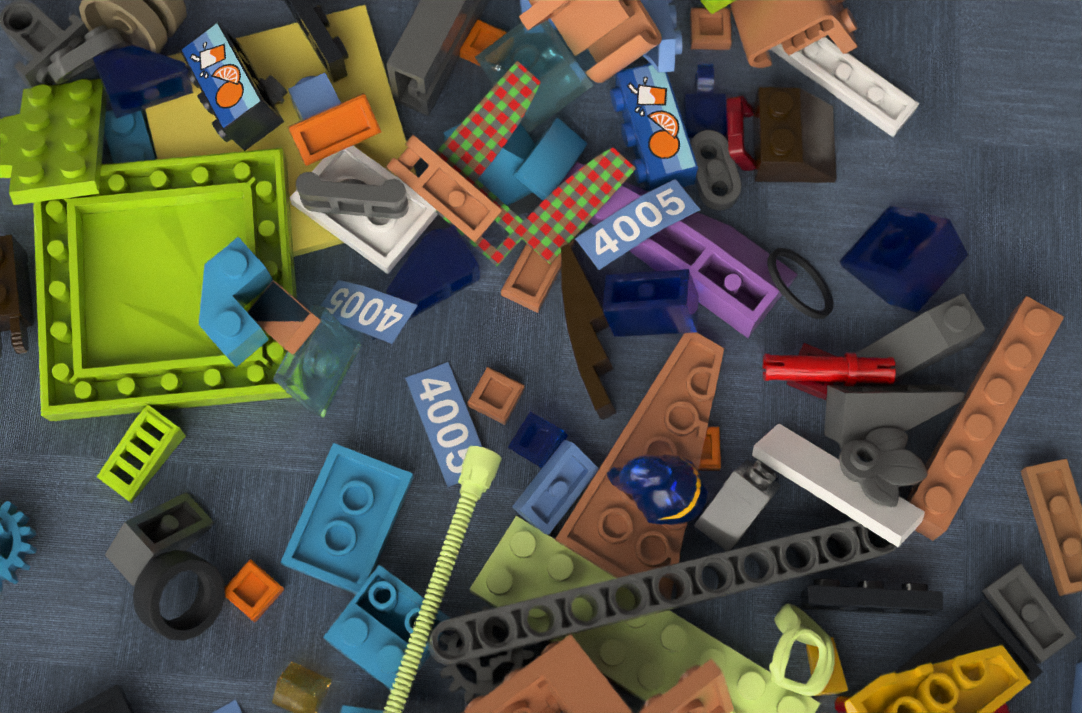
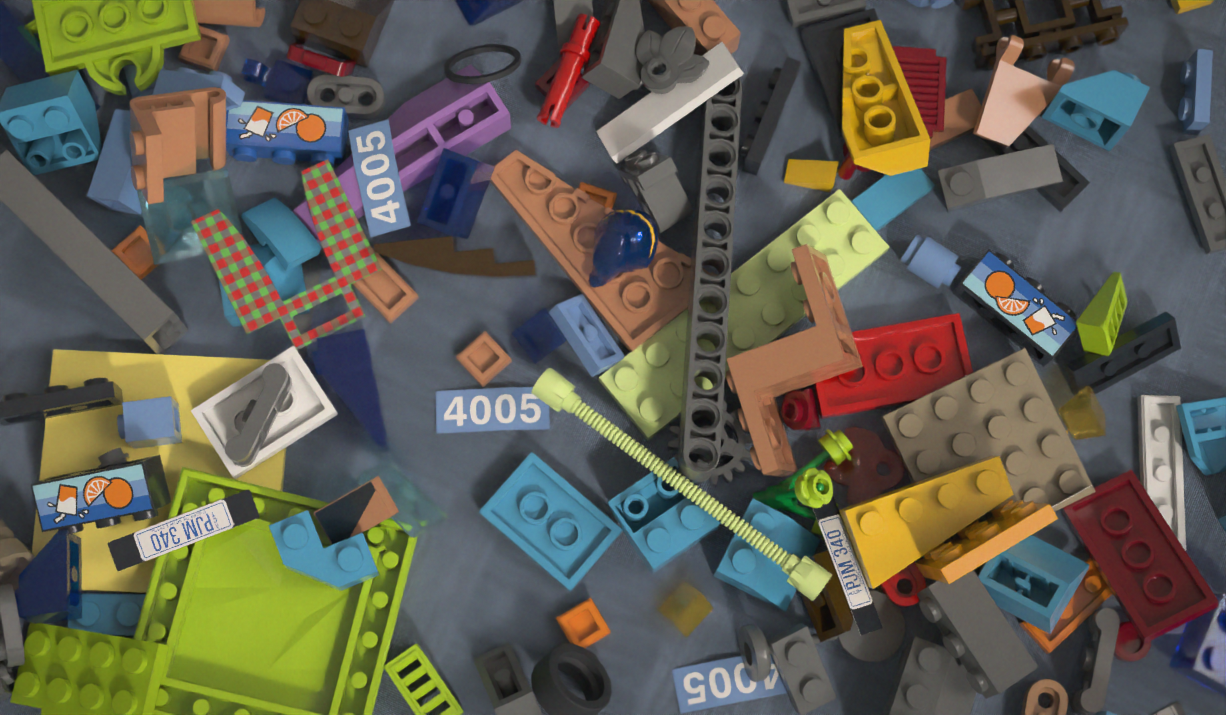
camera: 75 degrees left, 5 degrees up
(221, 171) = (183, 530): none -> sticker
(334, 129) = (184, 412): orange tile -> none
(368, 310) = (368, 442): medium blue sticker -> none
(445, 190) = (285, 331): nougat plate -> none
(801, 627) = (776, 179): yellowish green piece -> none

